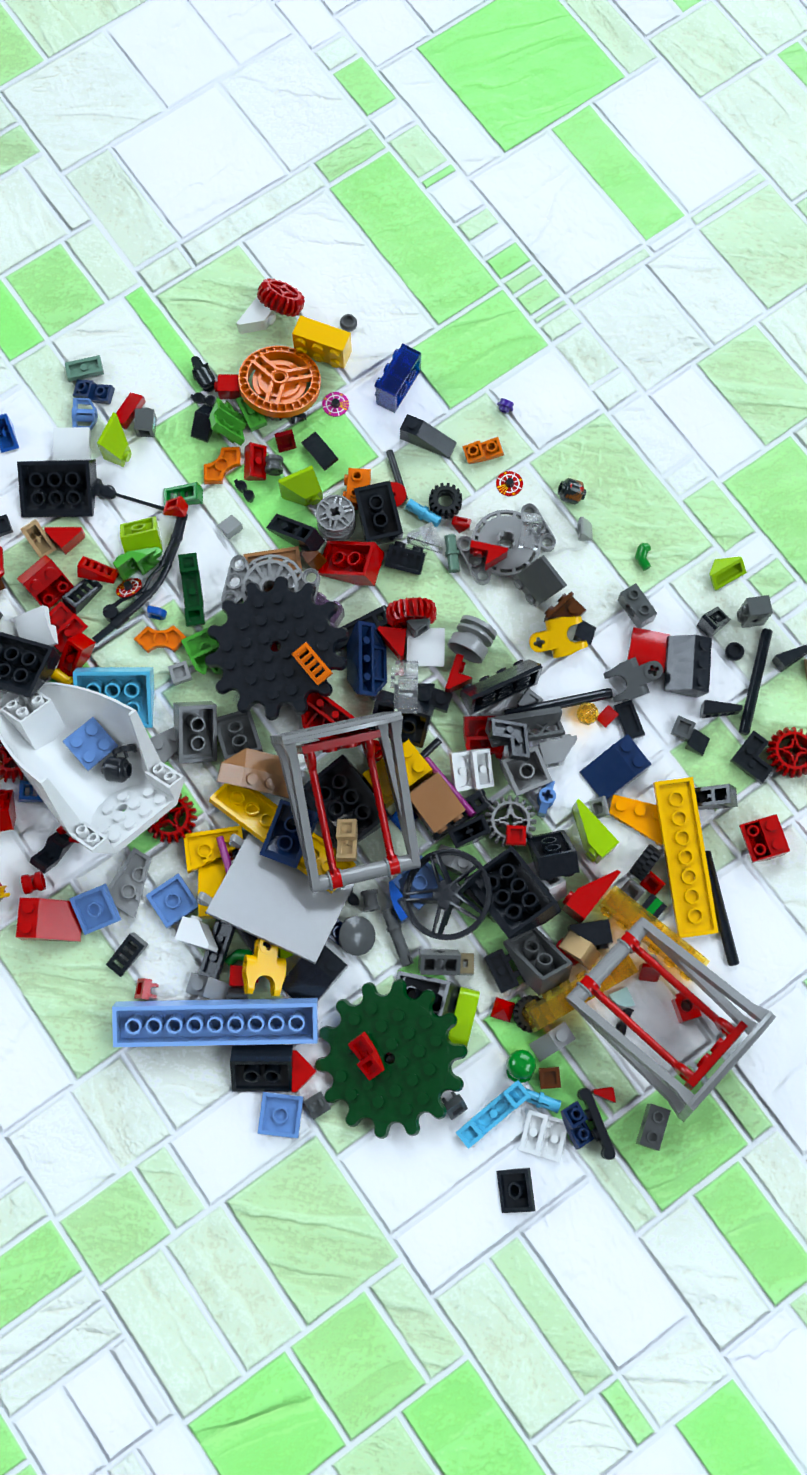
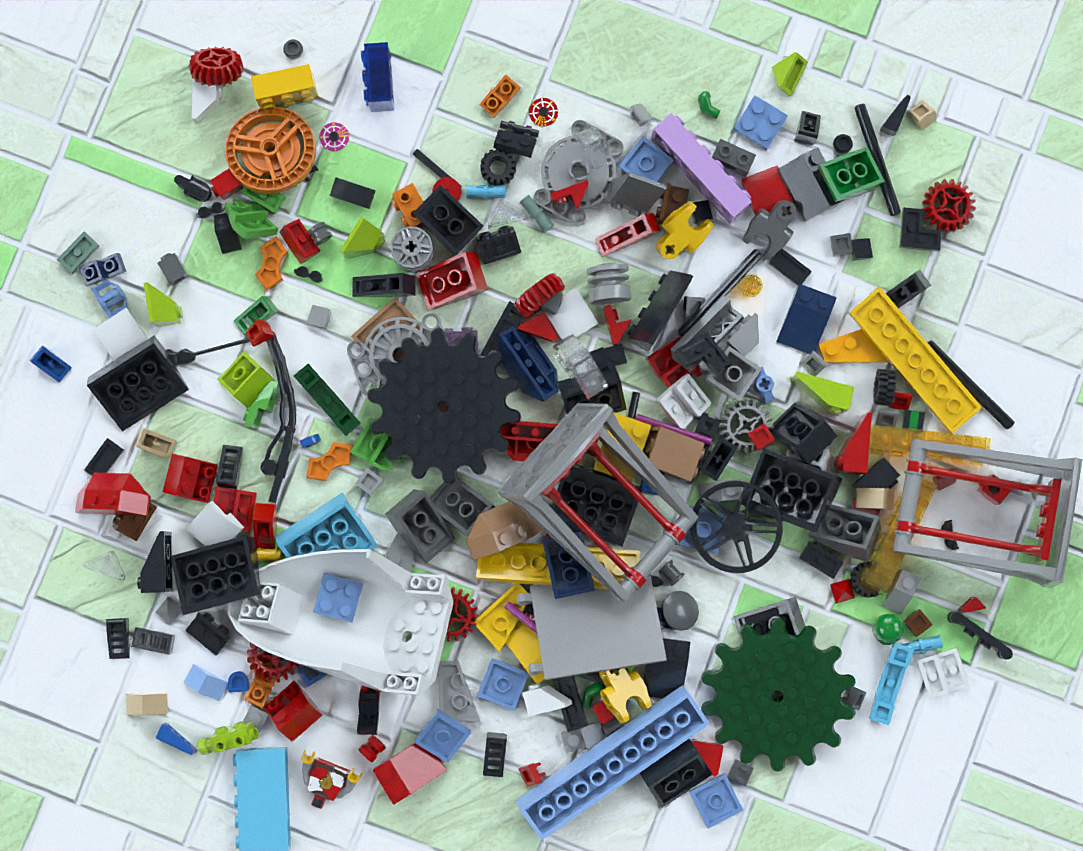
camera: 35 degrees left, 10 degrees up
(65, 537) = (178, 425): red slope -> none
(94, 570) = (223, 438): red slope -> none
(116, 769) = (377, 605): black head -> none
(127, 410) = (147, 265): red slope -> none
(129, 587) = (268, 433): red piece -> none
(129, 747) = (375, 579): black piece -> none
(285, 440) = (314, 203): dark red tile -> none
(300, 652) = (473, 396): orange slope -> none
(314, 559) = (418, 300): reddish brown slope -> none
(346, 840) = (619, 536): tan slope -> none
(370, 1061) = (762, 708): red slope -> none
(396, 896) = (691, 555): blue slope -> none
(398, 939) = (715, 589): dark grey pin -> none
(426, 436) = (441, 116): black slope -> none
(439, 962) = (765, 587): dark grey brick -> none
(460, 523) = (526, 179): red slope -> none
(465, 1014) = (814, 616): lime beam -> none
(469, 970) = (794, 576): dark tan piece -> none
(473, 487) = (516, 143): none -> black plate
(505, 405) = (492, 39): dark purple plate -> none
(514, 613) = (628, 234): none -> slope
(516, 1190) = (949, 732): black slope -> none
(569, 566) = (646, 160): none -> medium blue plate
(571, 491) = (606, 84): black head -> none
(575, 1124) = (964, 648): dark blue slope -> none
(605, 597) = (701, 168): none -> lavender brick
(607, 716) = (769, 275): red sticker -> none
(622, 998) = (935, 515): light aqua tile -> none
(653, 1127) = (1028, 607): dark grey brick -> none
(677, 594) = (760, 122): none -> medium blue plate
(715, 709) = (856, 210): black slope -> none
(725, 675) = (851, 174): none -> green slope
(755, 611) = (840, 97): dark grey brick -> none
(764, 838) = (972, 300): red slope -> none

